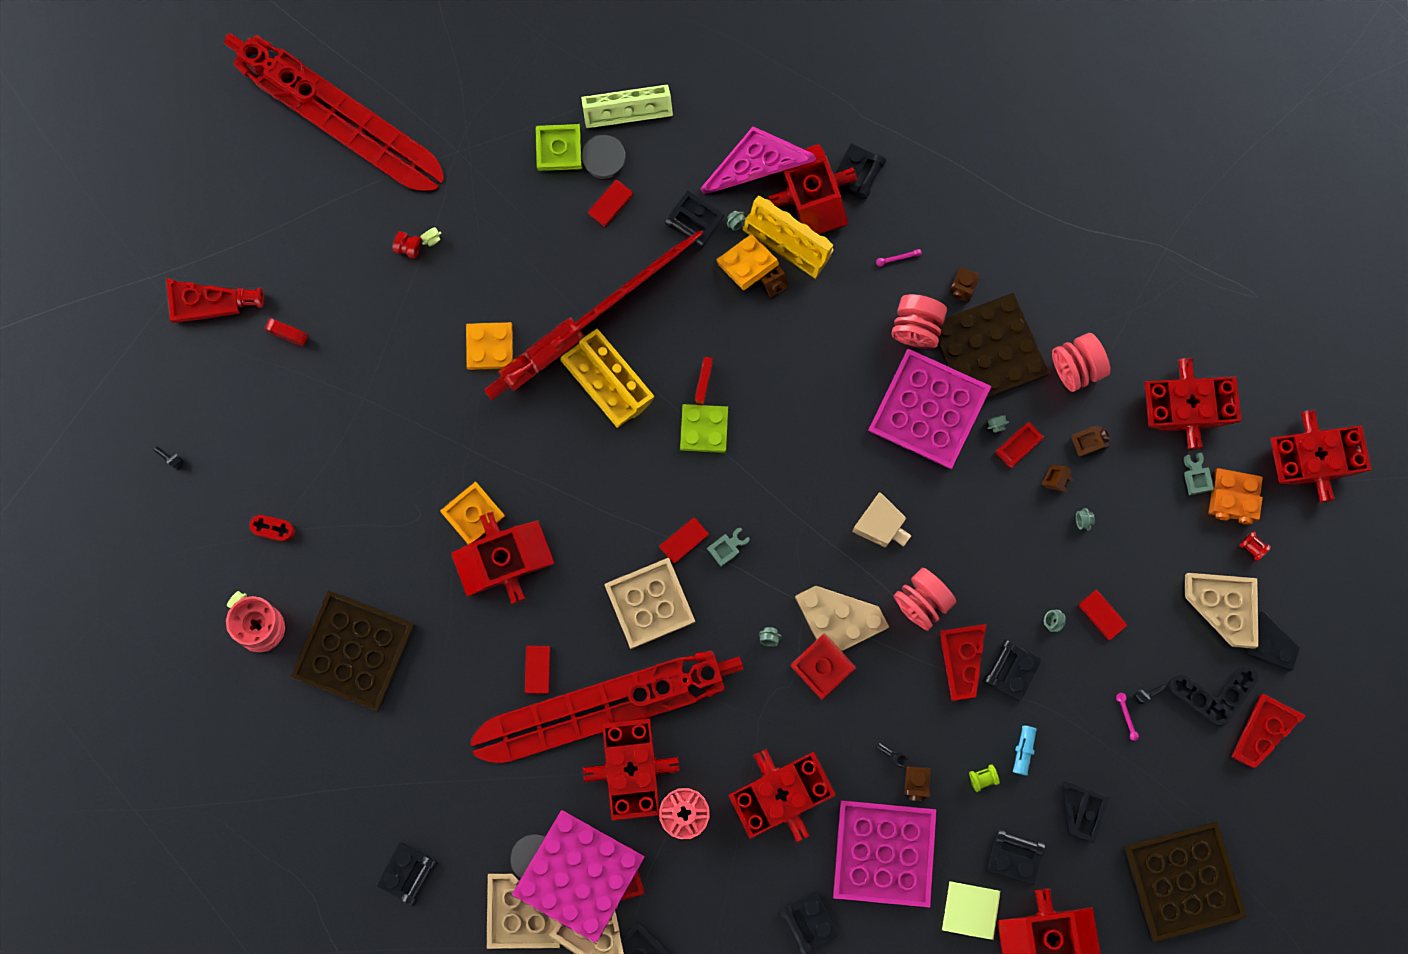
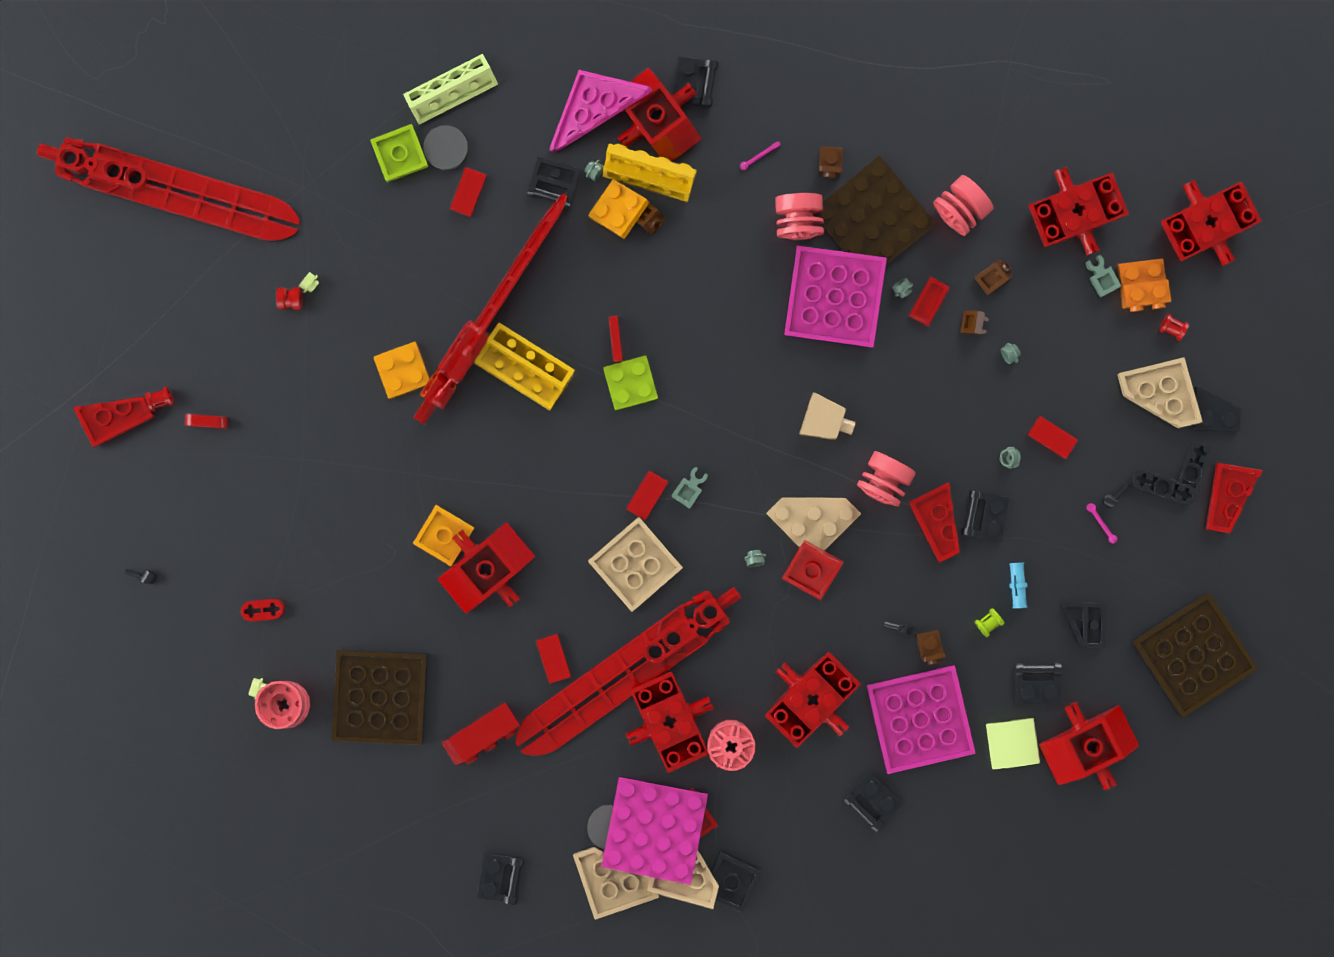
camera: 15 degrees left, 10 degrees up
(438, 720) = (481, 735): none -> red wedge

